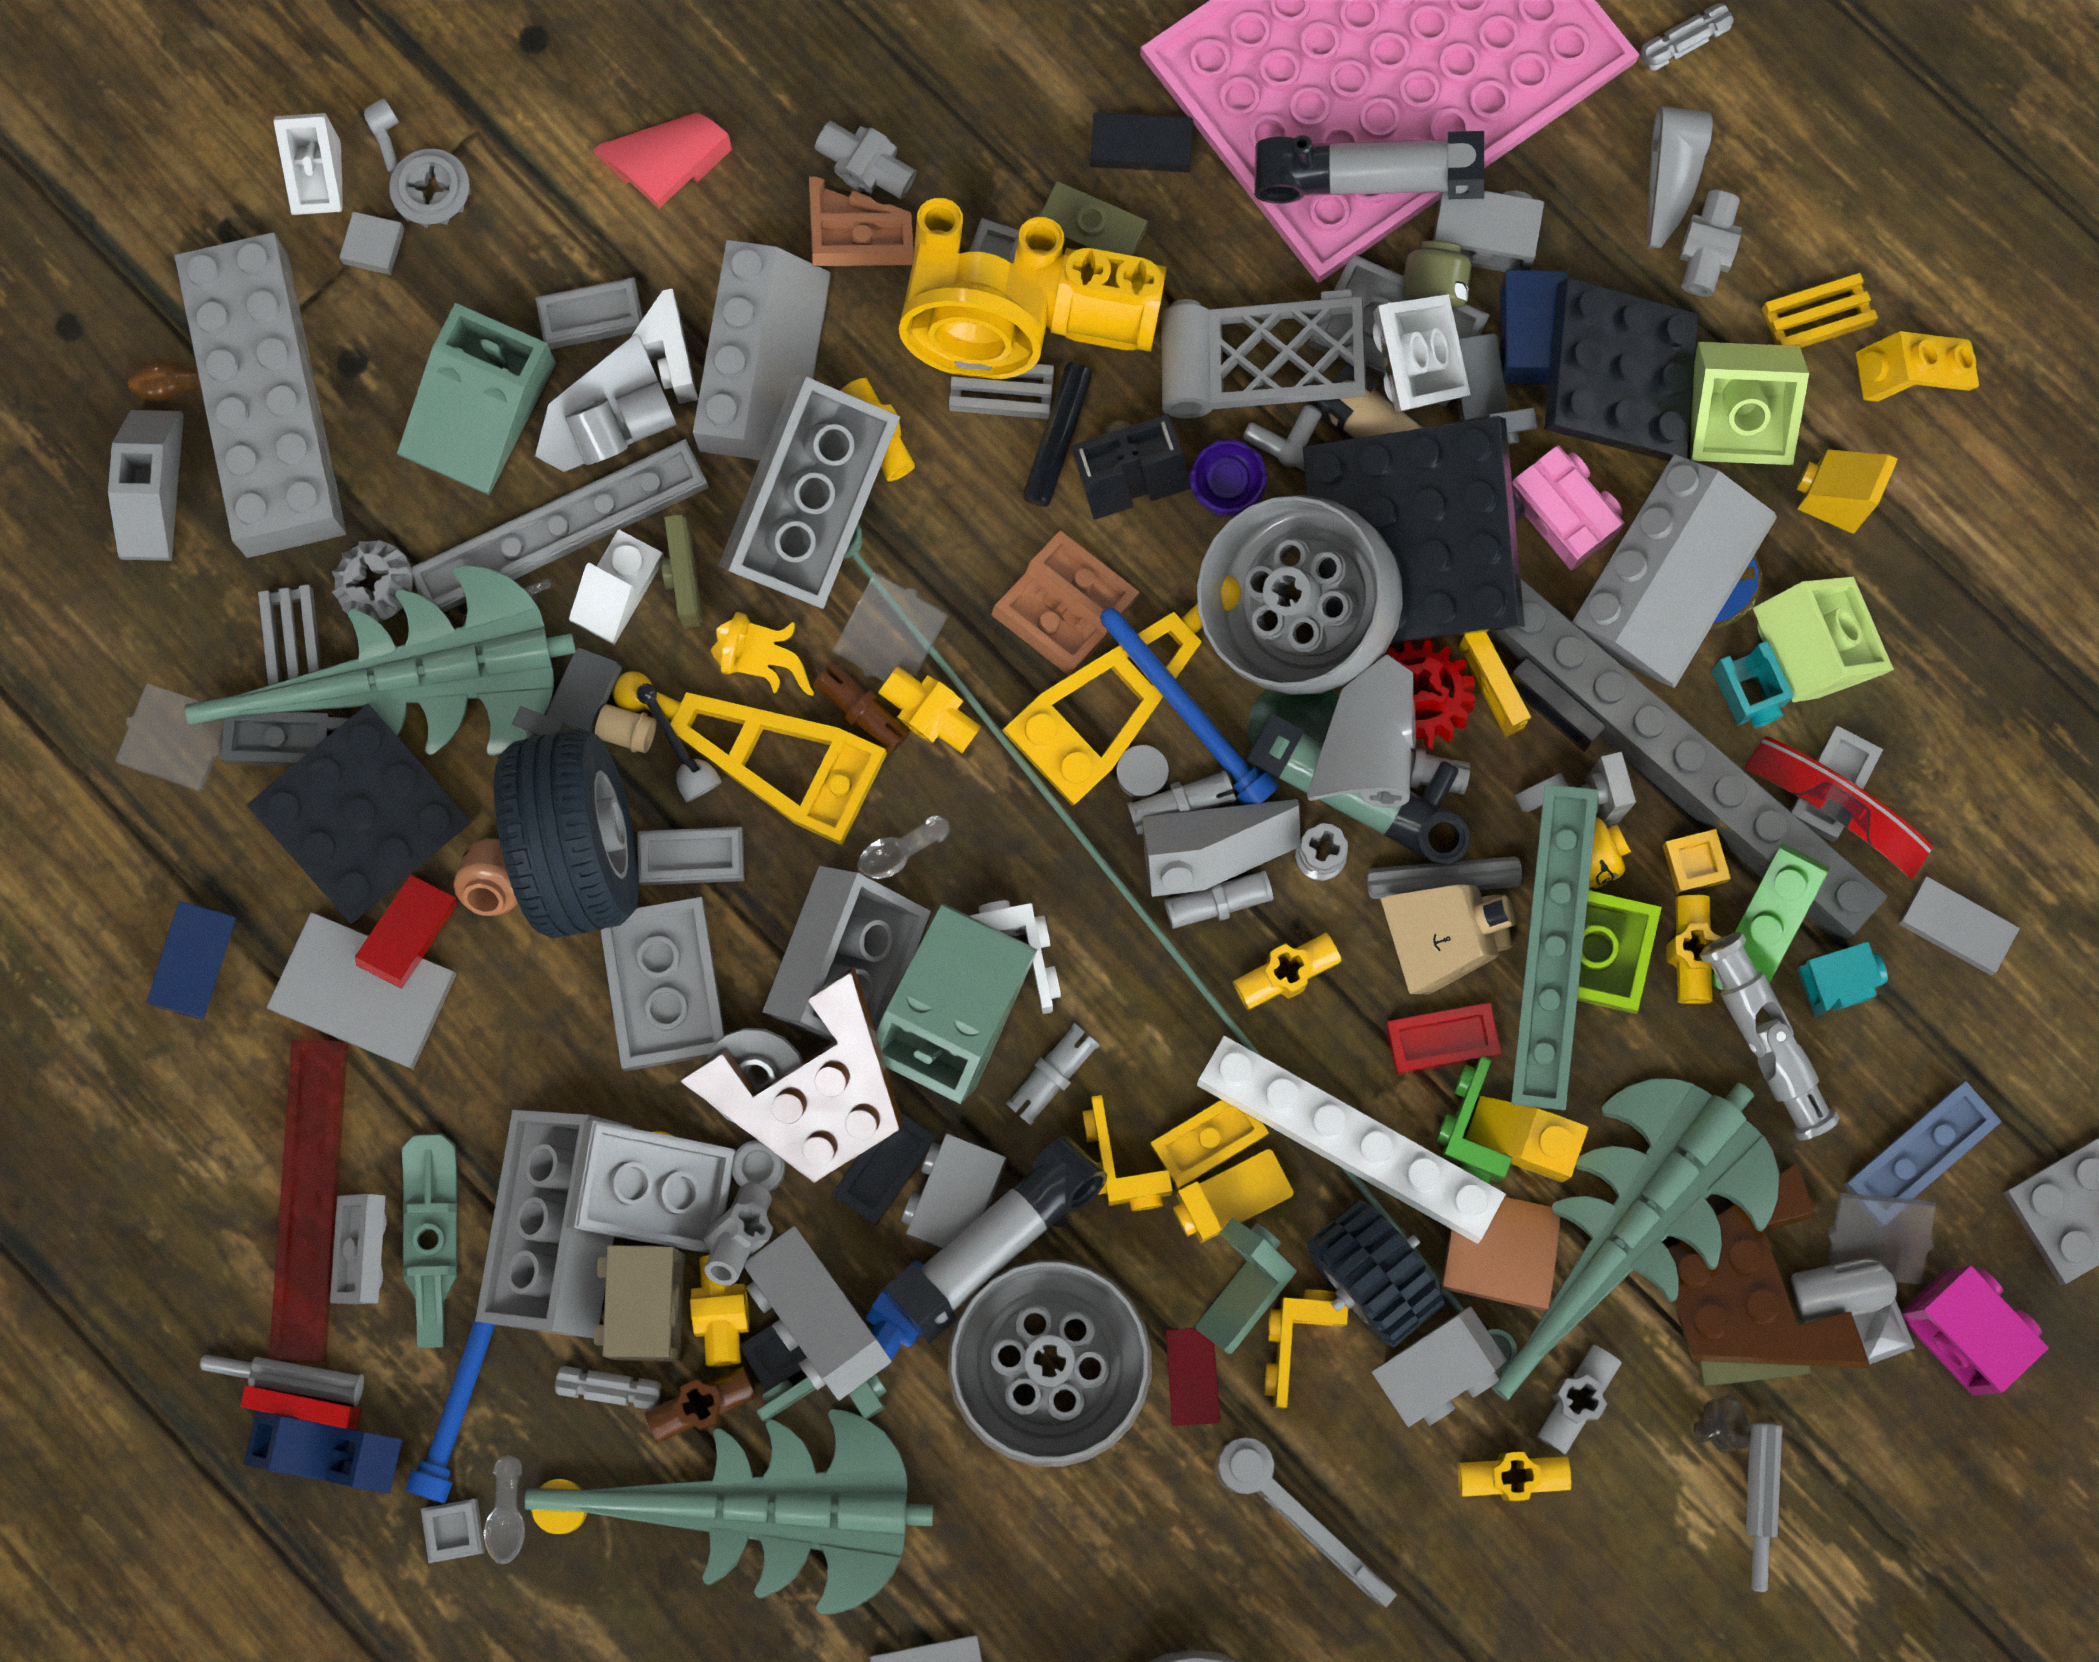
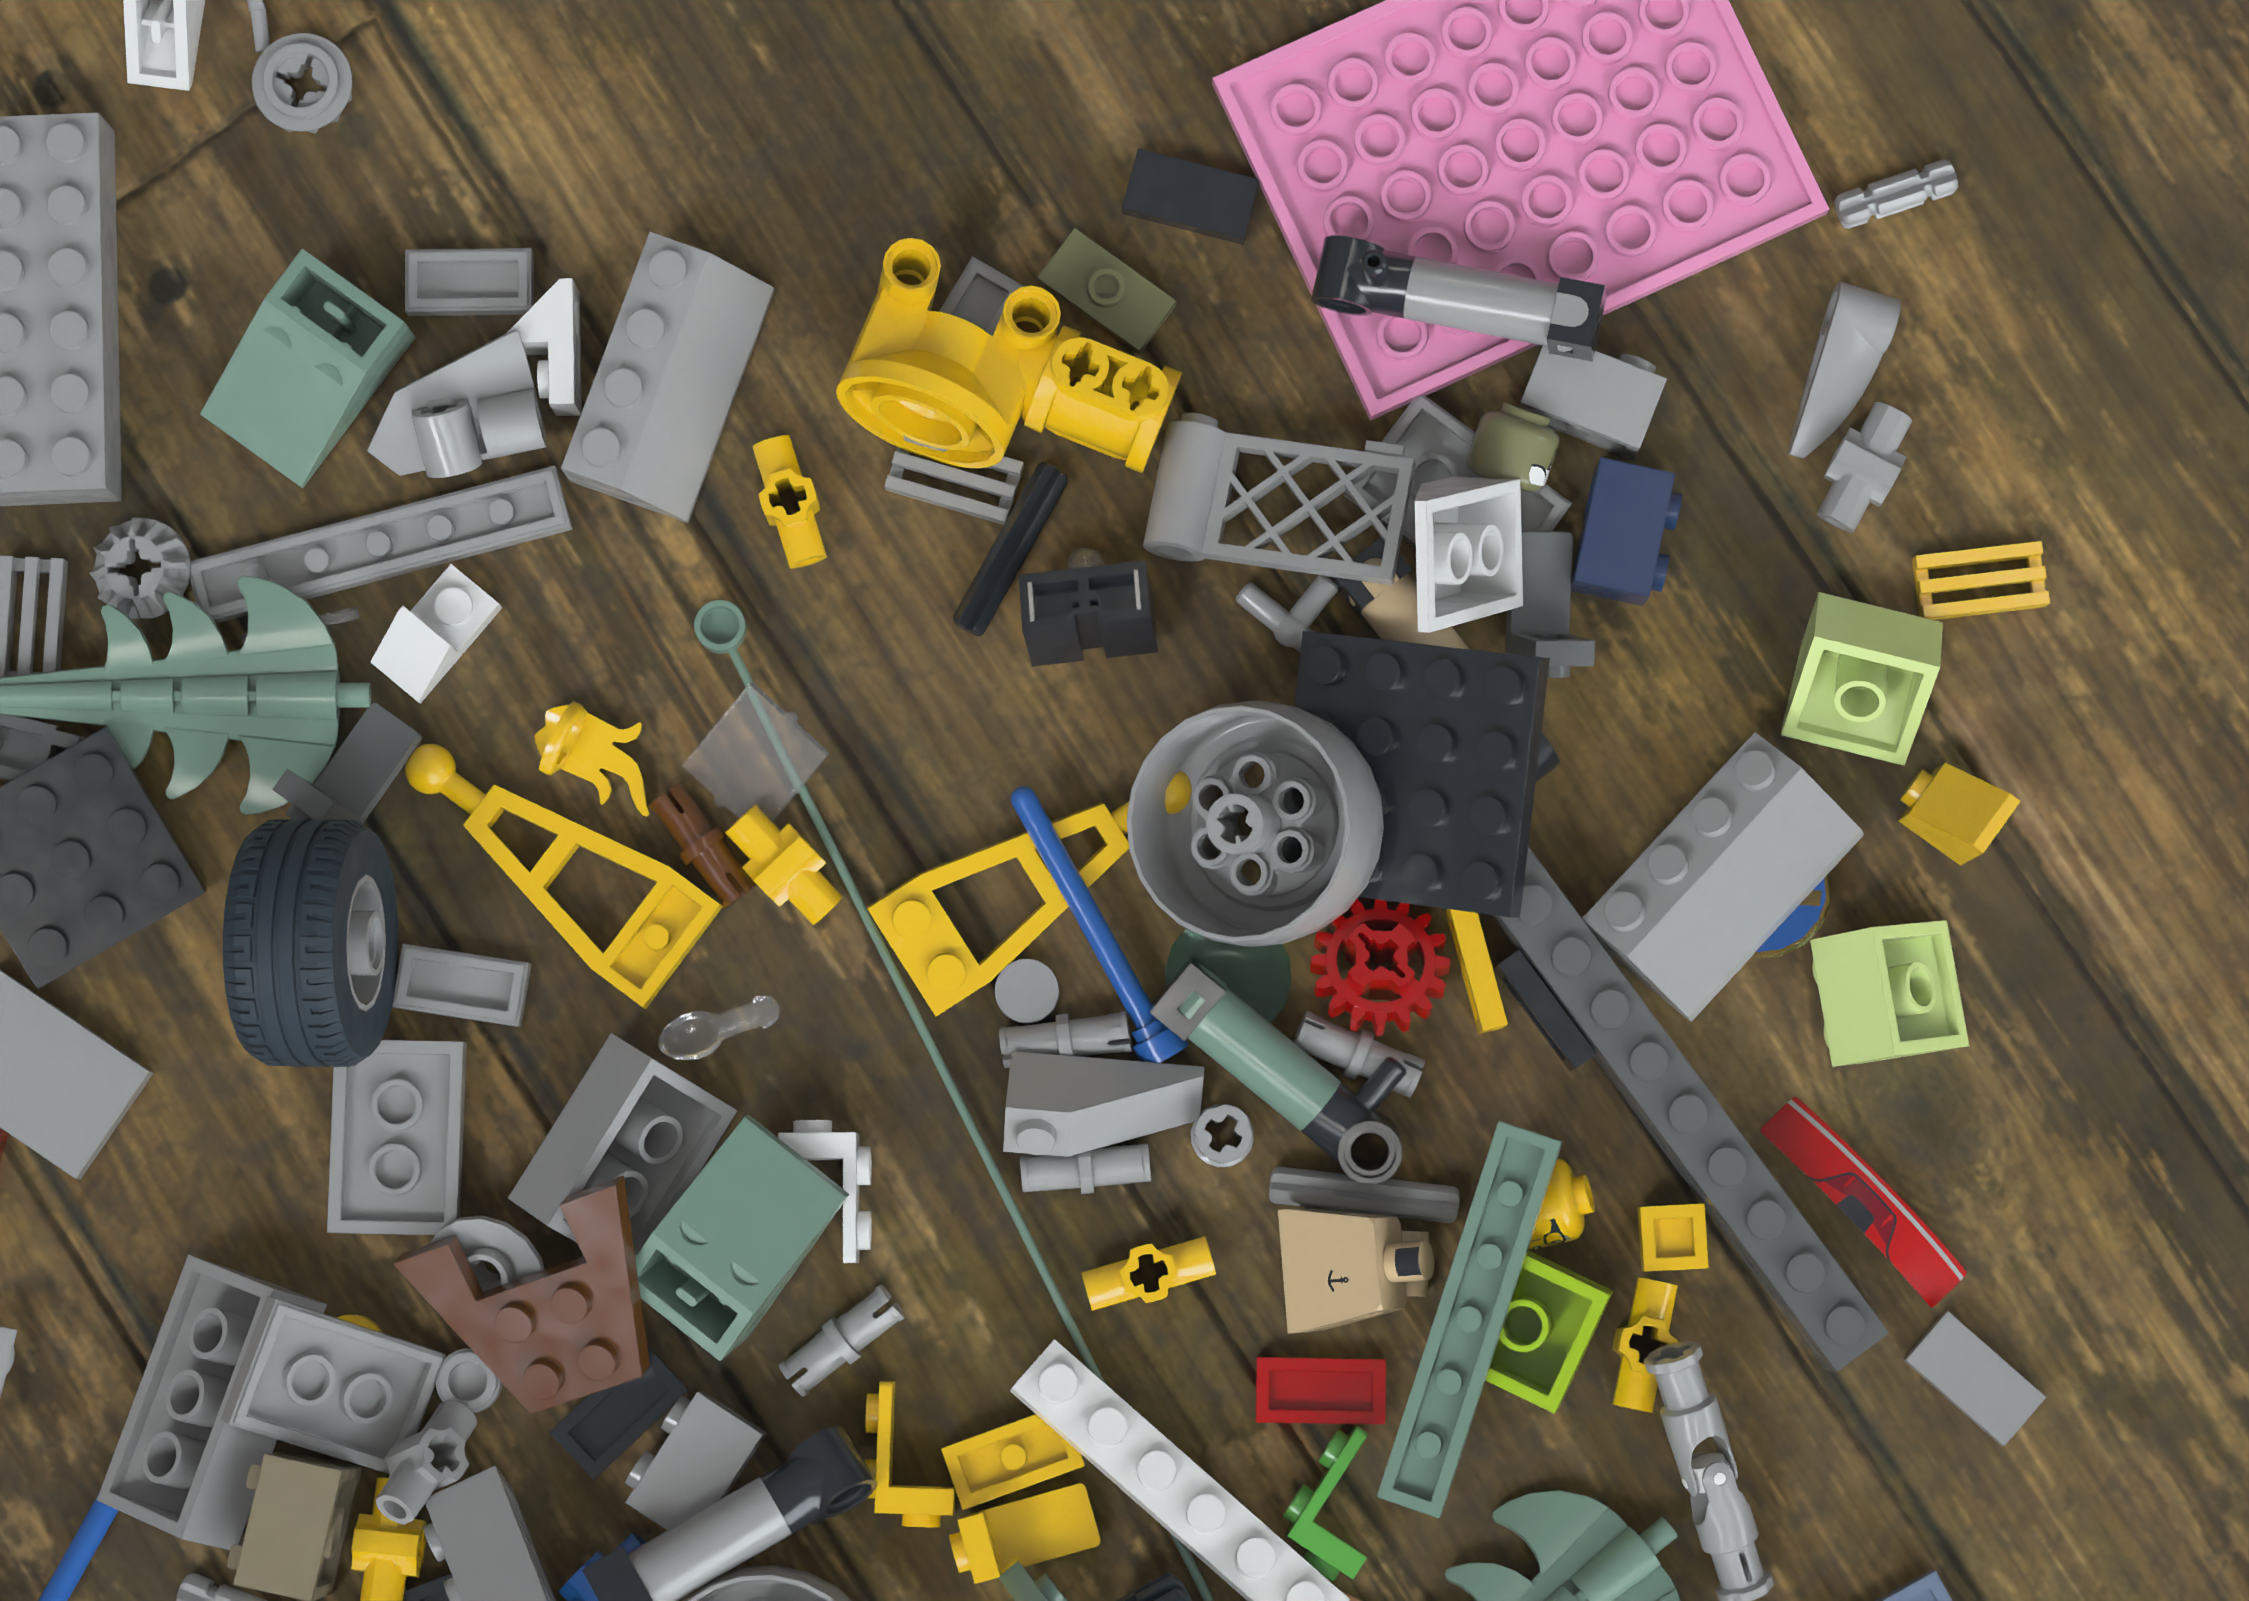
camera: 10 degrees right, 5 degrees up
(372, 243) = (218, 139): light grey tile -> none
(405, 931) = (101, 1012): red tile -> none
(428, 1204) = (71, 1348): sand green piece -> none
(483, 879) = (198, 970): nougat head -> none
(626, 728) = (412, 814): tan piece -> none
(666, 155) = (600, 99): coral slope -> none
(680, 571) = (516, 633): olive plate -> none
(694, 775) = (483, 889): hinge -> none
(809, 491) = (687, 569): light grey slope -> none
(857, 229) = (815, 241): nougat wing -> none
(865, 159) = (844, 154): light grey axle -> none
(1061, 603) = (973, 759): nougat slope -> none
(1228, 477) = (1205, 649): dark purple hair -> none
(1370, 738) = (1303, 1017): light grey panel -> none
(1528, 1135) = (1390, 1533): yellow slope -> none
(1533, 797) = (1515, 1111): light grey tile -> none
(1567, 506) = (1612, 765): bright pink brick -> none
(1614, 788) = (1581, 1133): light grey plate -> none
(1621, 370) = (1715, 611): black plate -> none
(1771, 681) = (1783, 1010): teal window -> none
(1779, 908) = (1753, 1322): plate -> none
(1842, 978) = (1817, 1416): teal window -> none
(1850, 758) = (1887, 1148): light grey tile -> none
(1915, 360) = (2084, 671): yellow bracket -> none

